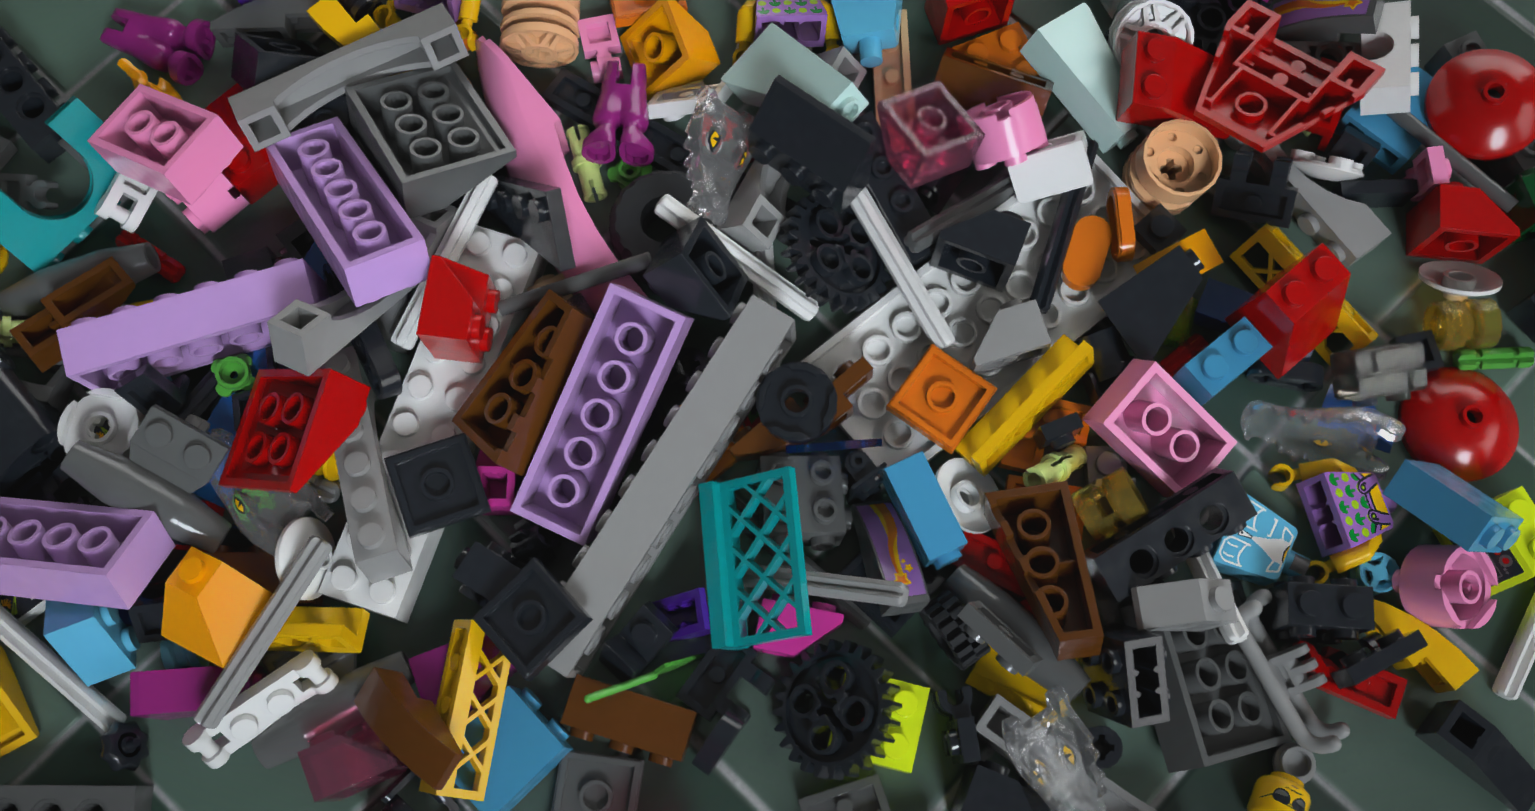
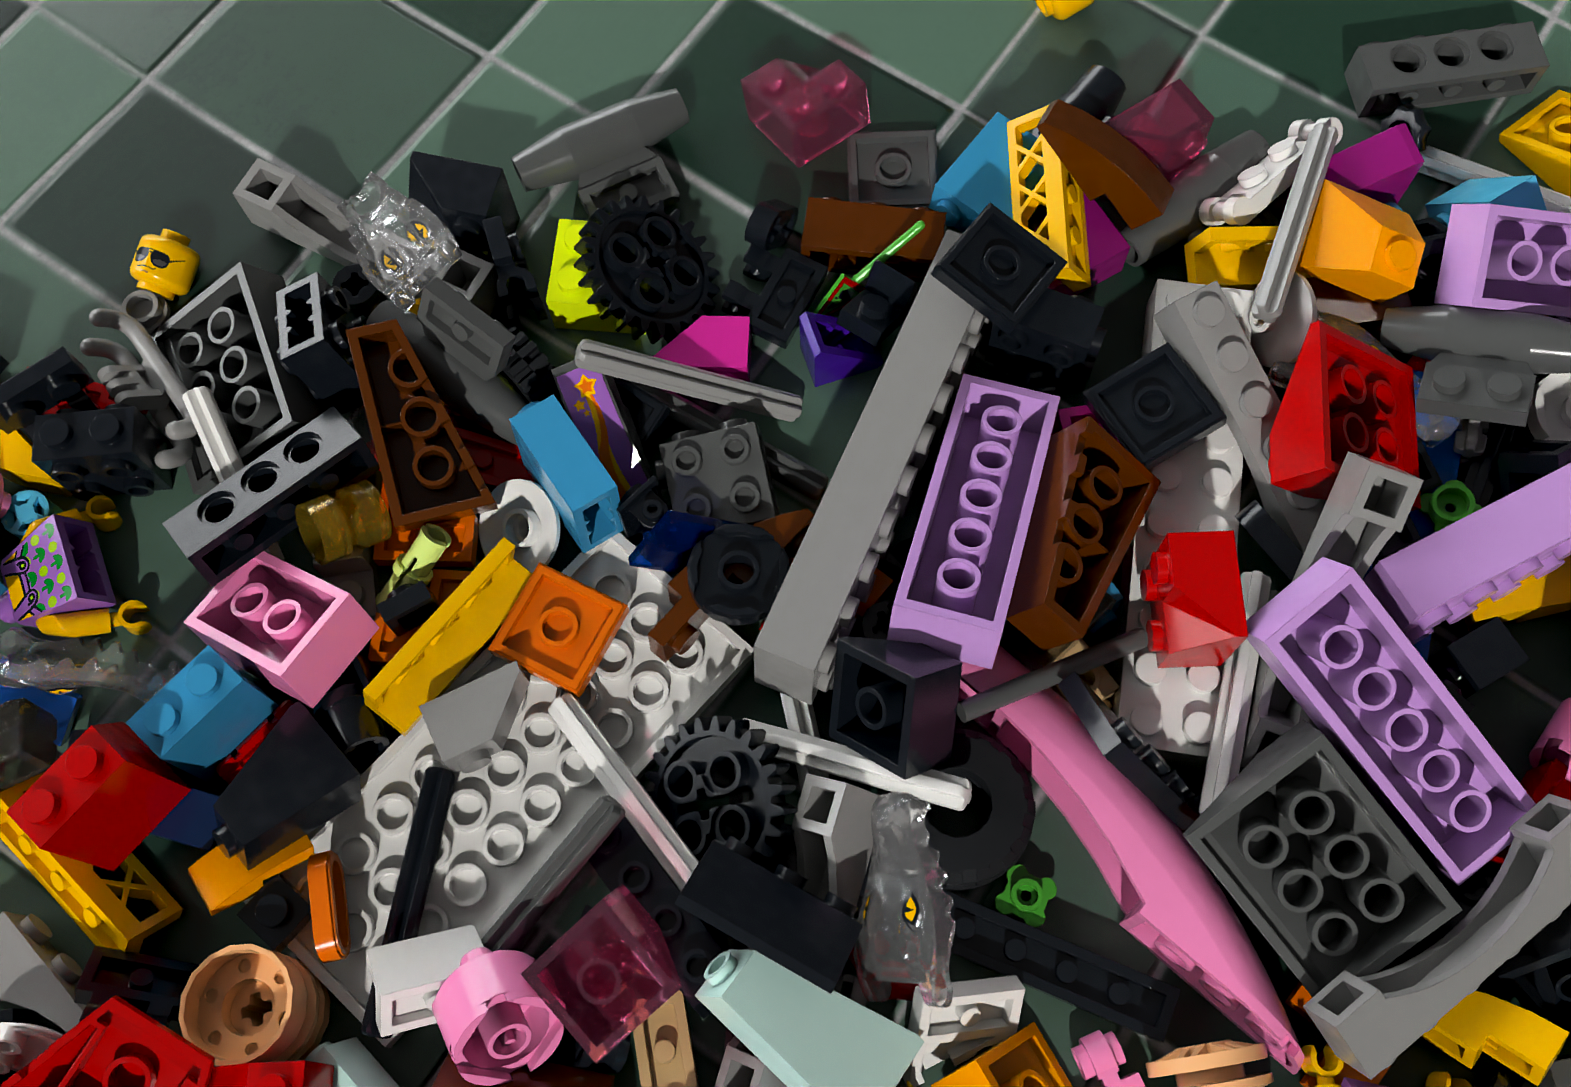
camera: 175 degrees right, 5 degrees down
(588, 172) = (1089, 900): yellowish green pin -> none
(625, 108) = (1057, 973): magenta piece -> none
(727, 563) = (793, 390): teal fence -> none
(982, 248) = (510, 823): black slope -> none
(1086, 253) = (375, 863): orange tile -> none
(1184, 605) = (254, 409): light grey slope -> none
(1260, 549) = (143, 527): medium azure torso -> none

